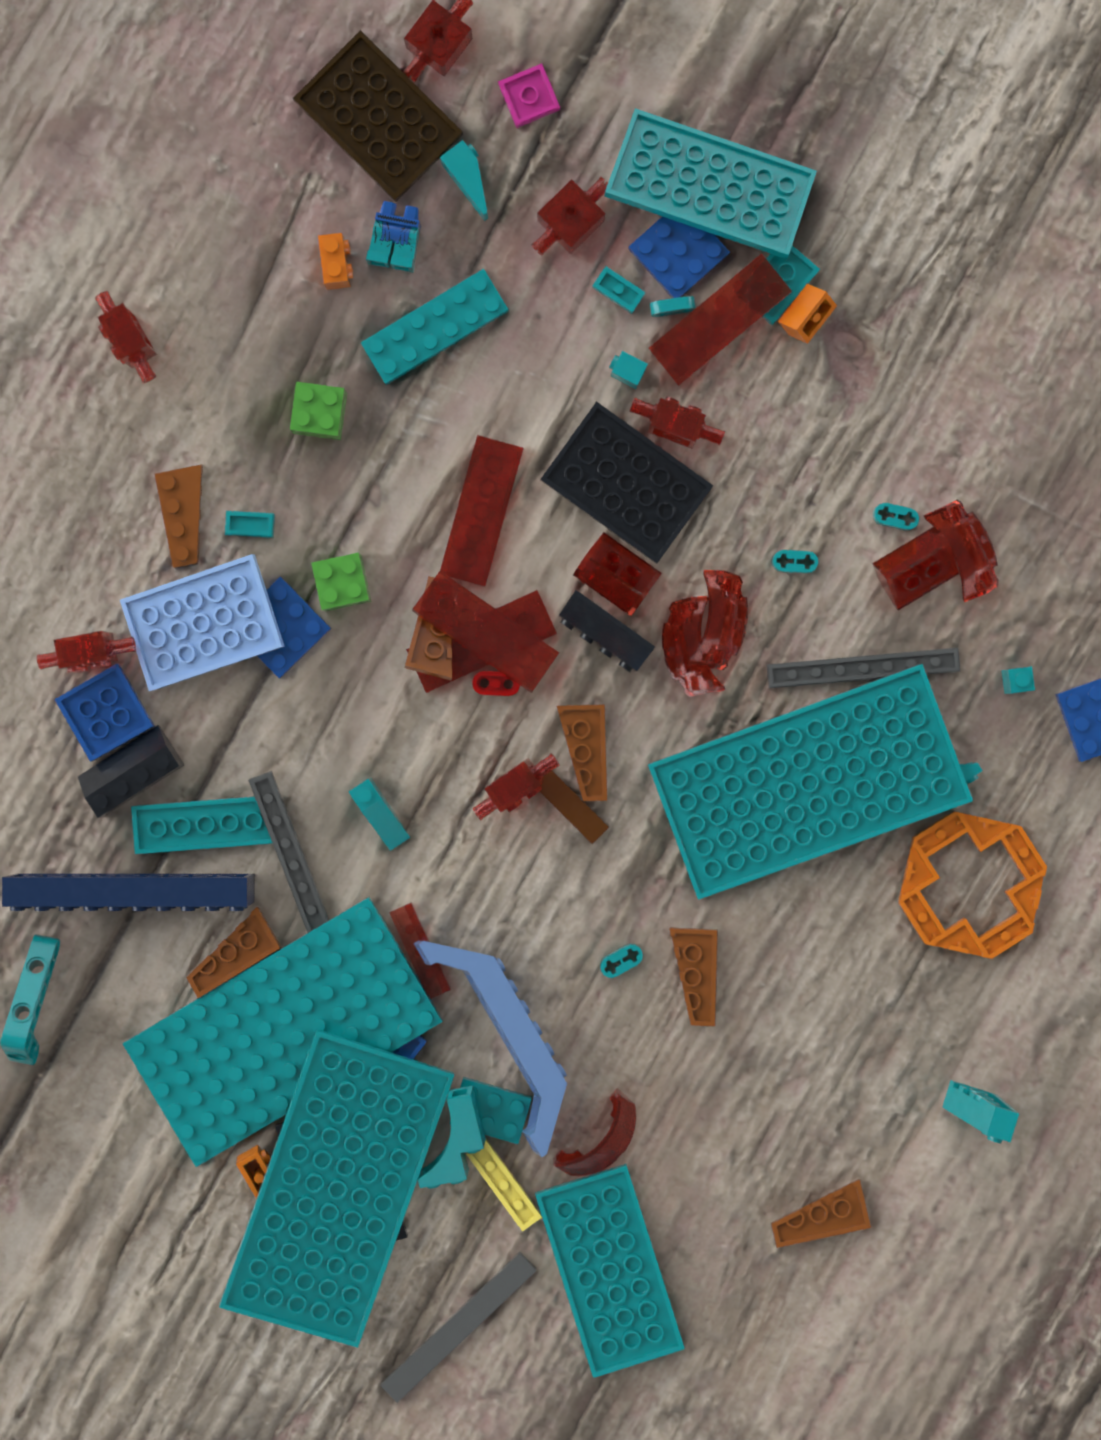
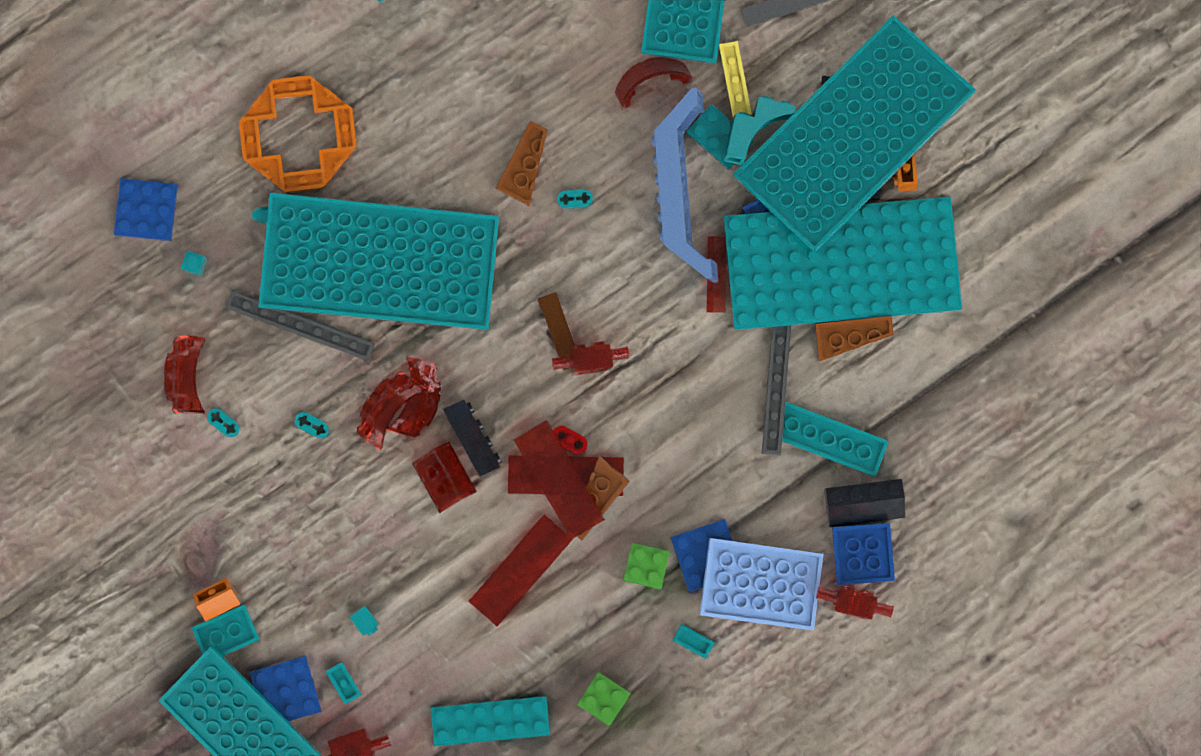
camera: 155 degrees left, 5 degrees down
(18, 1037) = (1011, 372): teal beam -> none
(128, 890) = (903, 416): dark blue brick -> none
(180, 505) = (737, 679): dark orange wing -> none
(379, 813) = (698, 386): teal slope -> none
(587, 747) = (525, 365): dark orange wing -> none
(626, 482) = (405, 540): black plate -> none
(672, 306) = (310, 652): teal beam -> none
(677, 422) = (349, 564): clear red brick -> none
(720, 319) = (281, 624): clear red plate -> none
(916, 568) = (227, 378): clear red slope -> none

